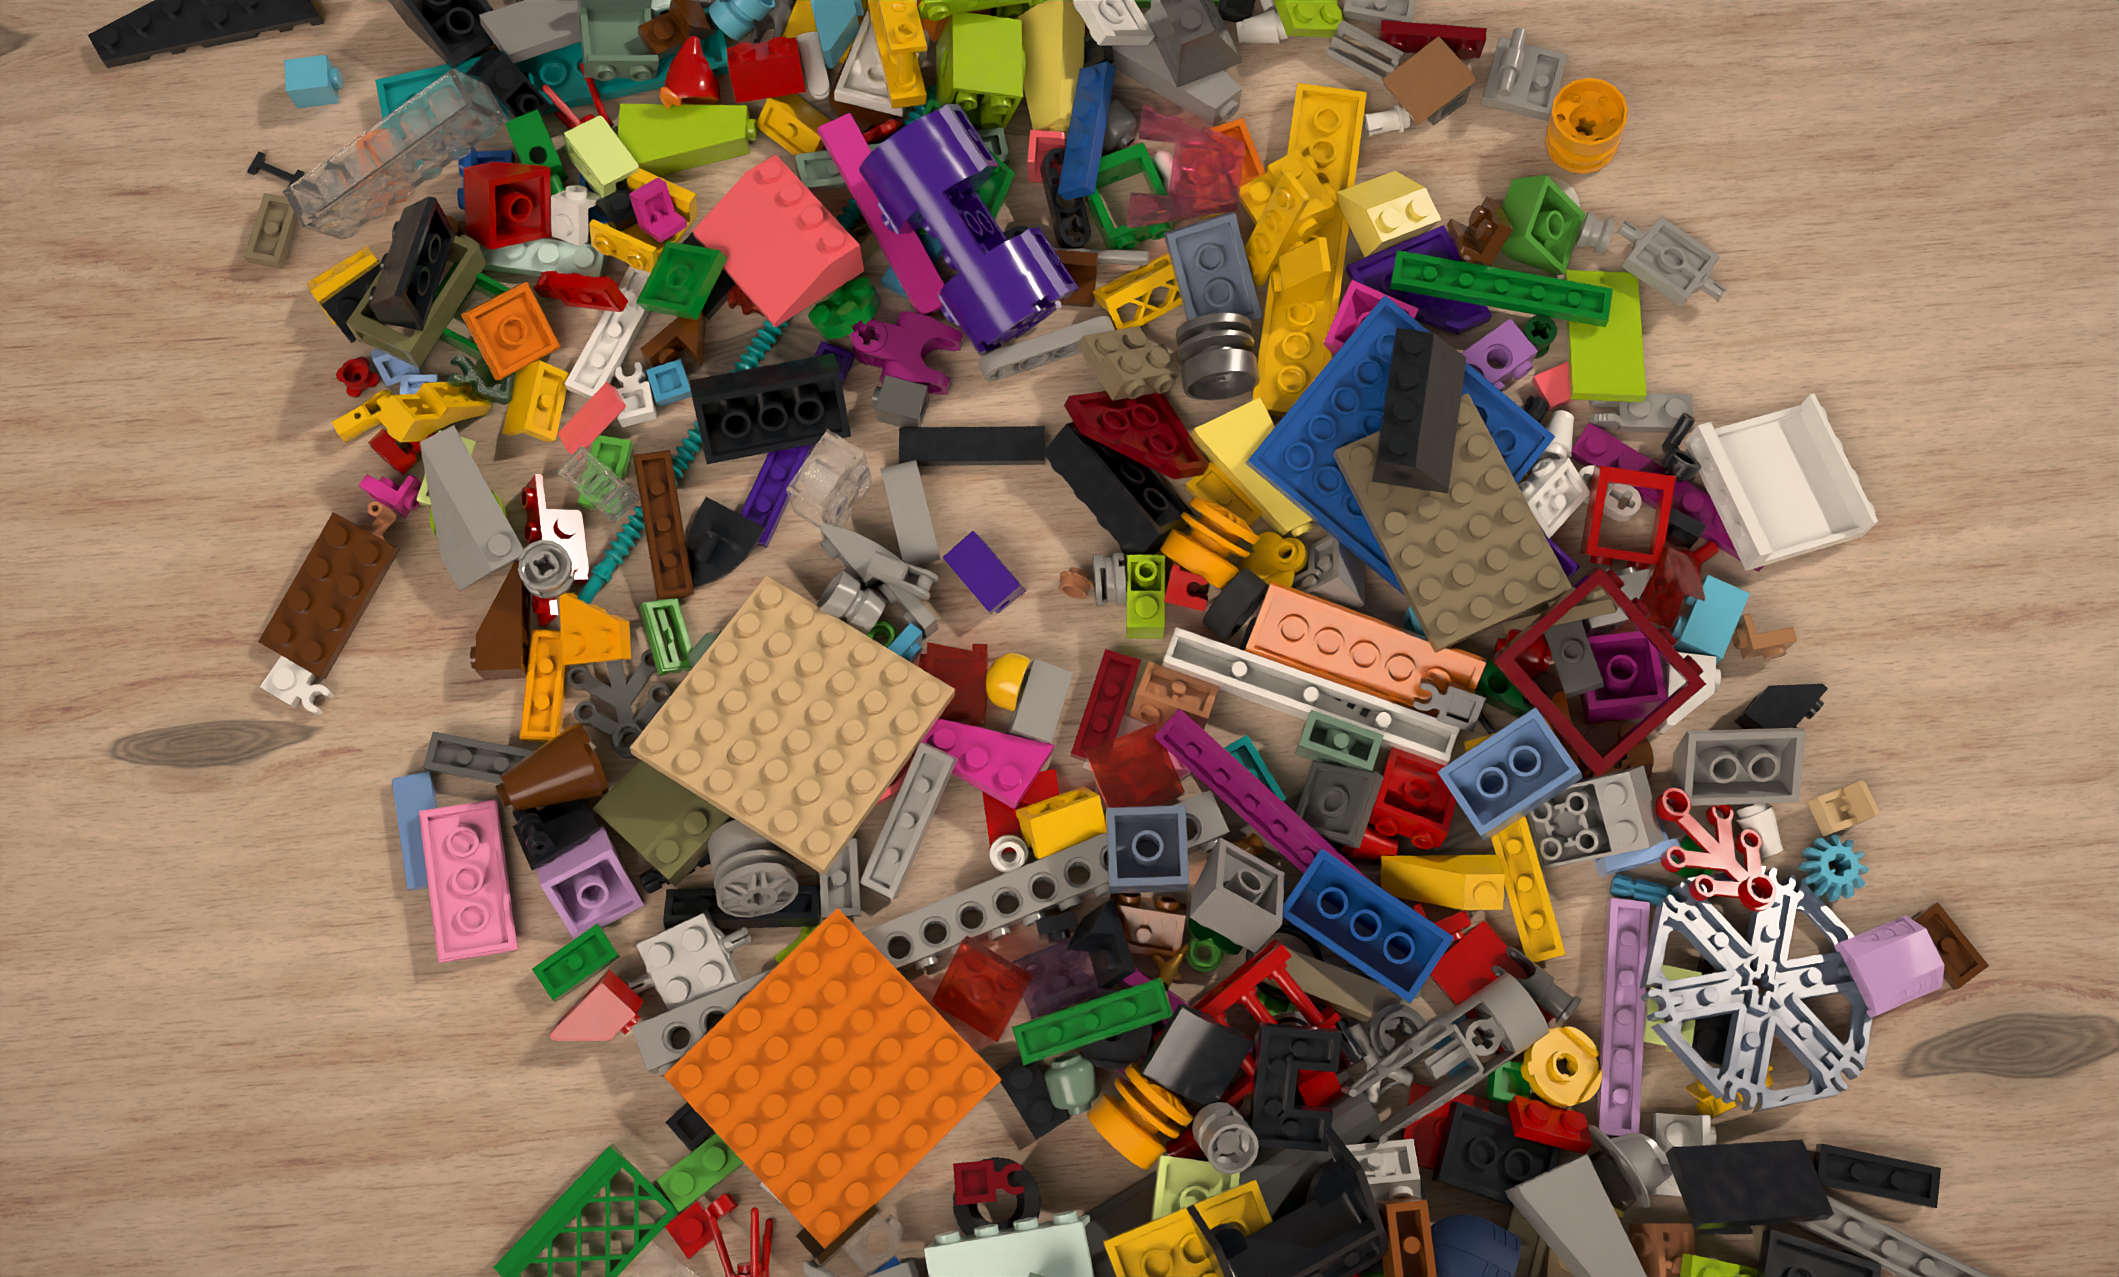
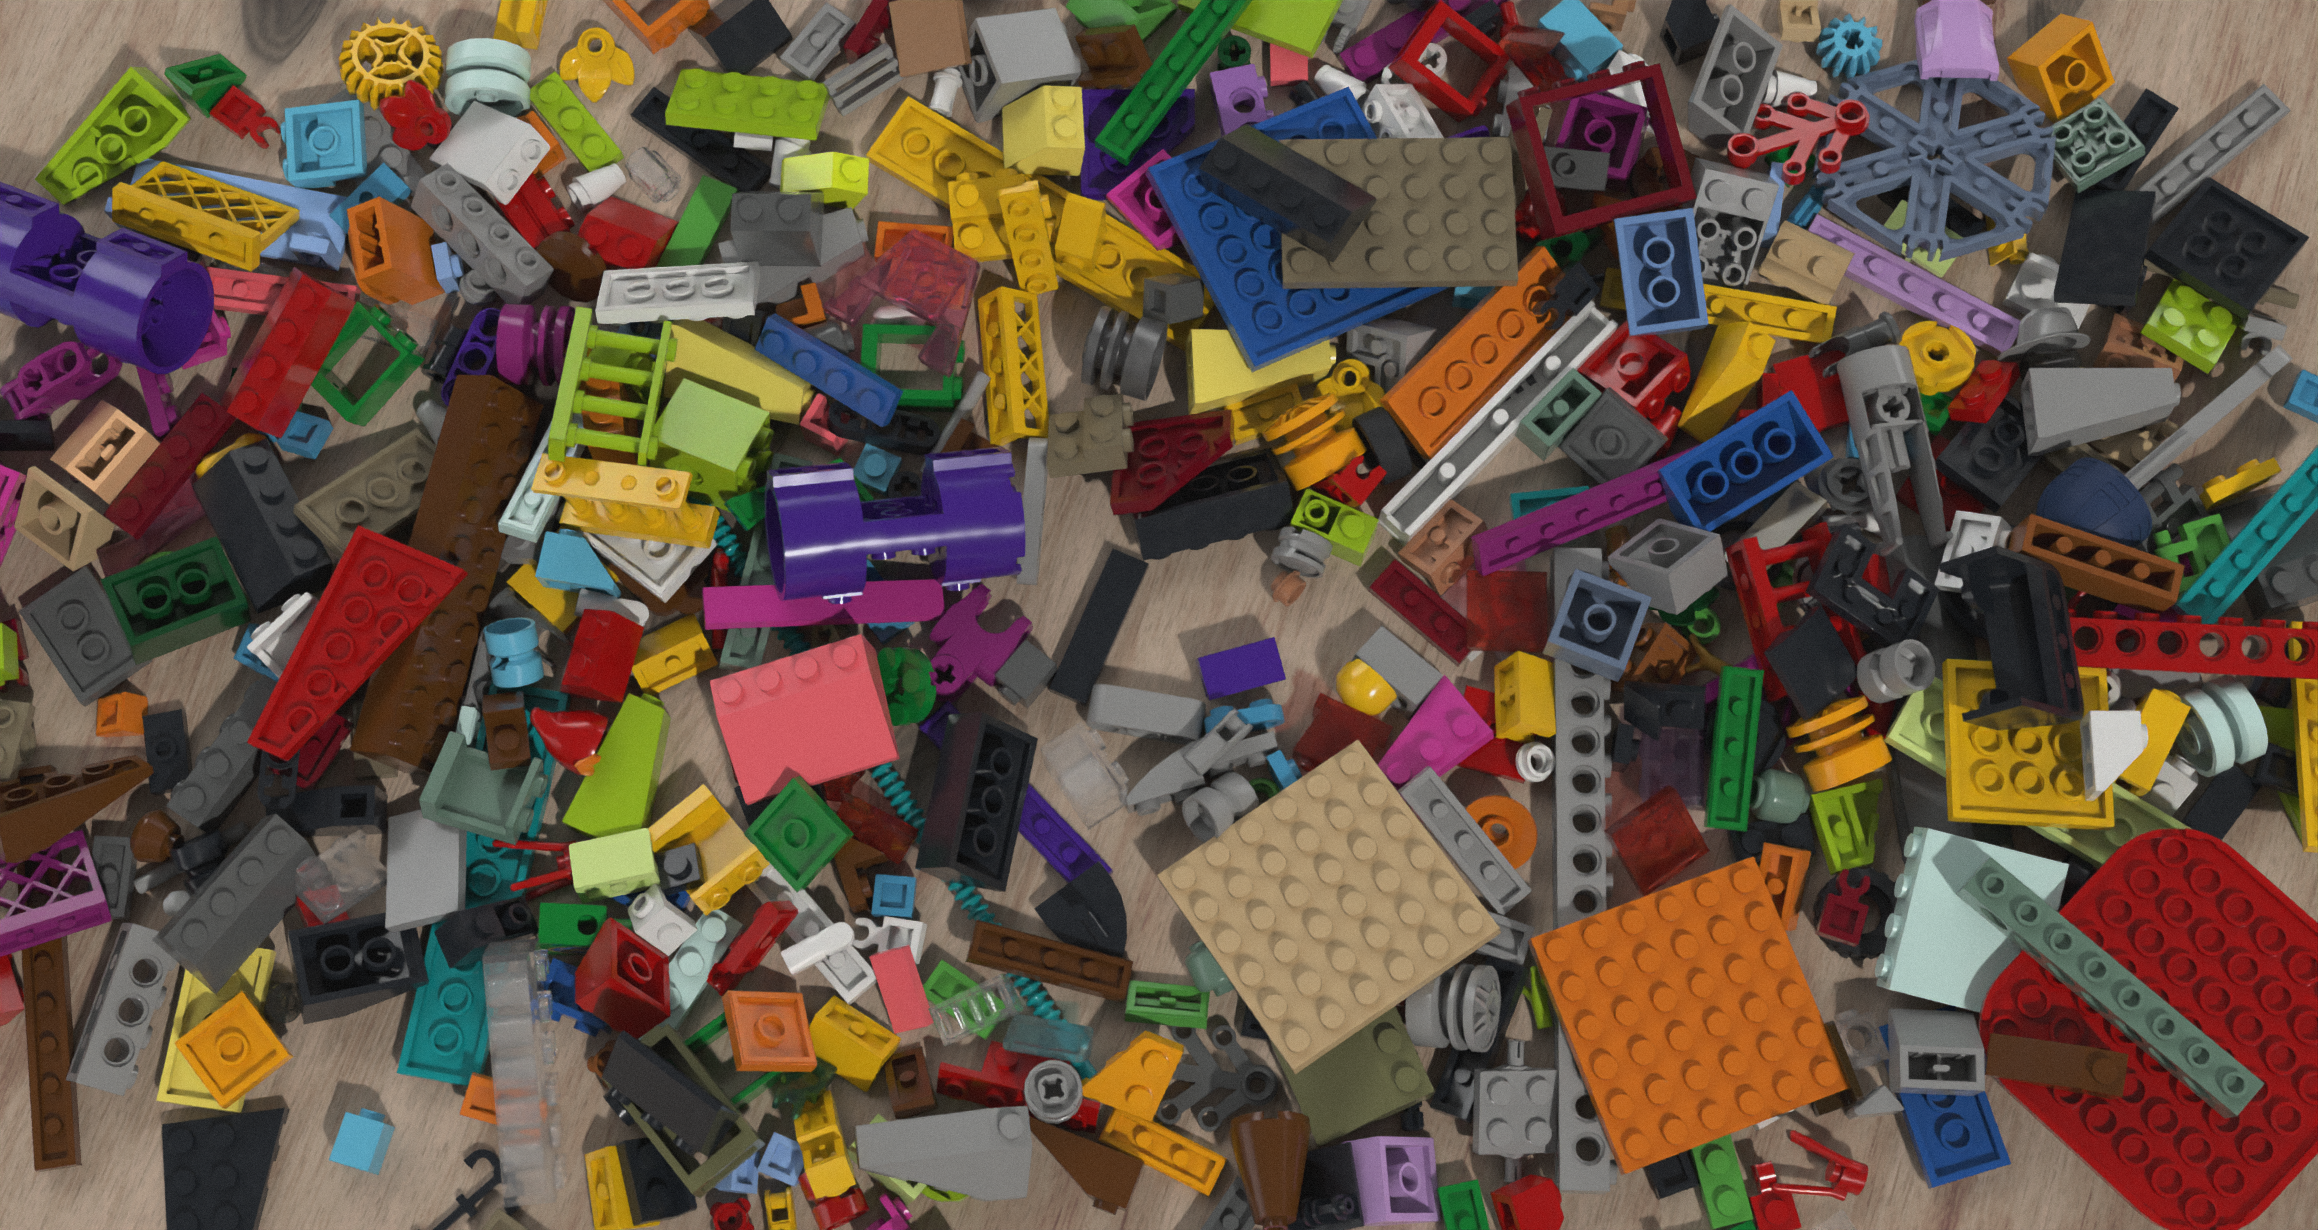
camera: 65 degrees left, 0 degrees up
(516, 461) = (910, 1083): none -> reddish brown slope
(593, 550) = (1049, 1038): none -> clear light blue slope
(597, 339) = (818, 947): none -> white bar
(655, 211) = (707, 832): dark pink bracket -> none
(716, 339) = (877, 827): none -> clear red plate
(933, 865) = (1521, 830): none -> orange dish
(950, 607) = (1260, 715): none -> dark azure plate
(994, 1119) = (1785, 877): none -> orange slope
(1028, 211) = (876, 468): none -> medium azure plate
(1075, 1158) = (1847, 824): none -> lime wing
(1135, 95) = (803, 311): none -> orange panel
(1212, 268) = (1035, 319): sand blue plate -> none
(1262, 61) = (837, 175): none -> neon yellow slope
(1285, 374) = (1173, 298): none -> dark grey panel
(1446, 160) = (1015, 57): none -> light grey slope
(1594, 910) = (1805, 263): none -> tan bracket
(1853, 1136) = (2093, 145): none -> sand green tile
(1918, 1078) = (2062, 67): none -> light orange slope

